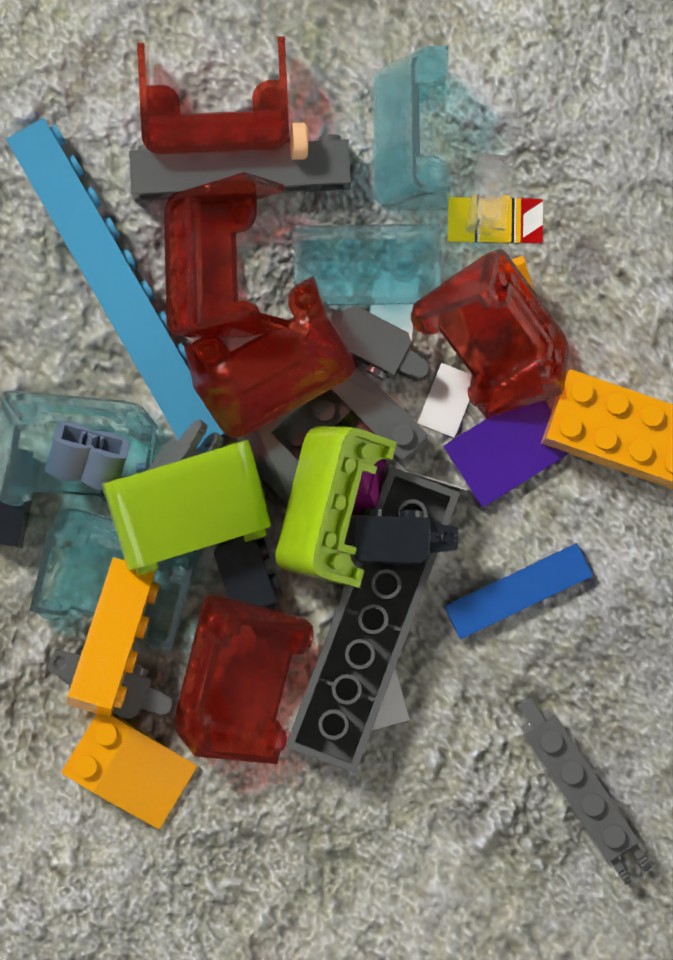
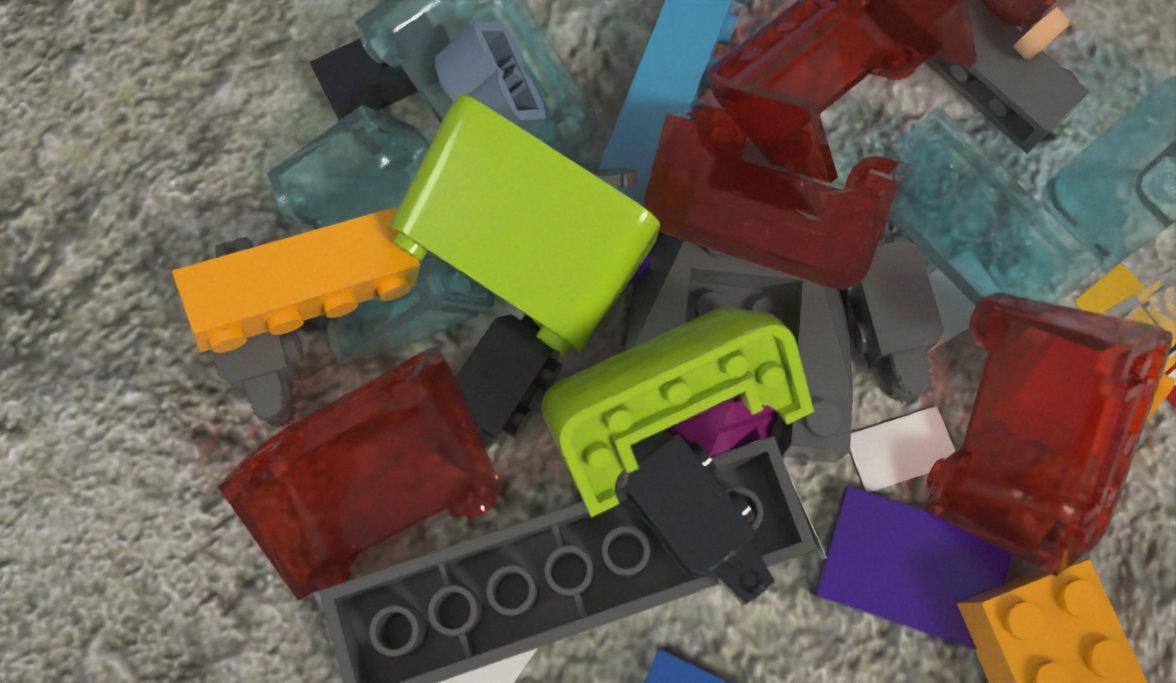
camera: 50 degrees right, 10 degrees down
(129, 769) = (163, 428): light orange slope -> none

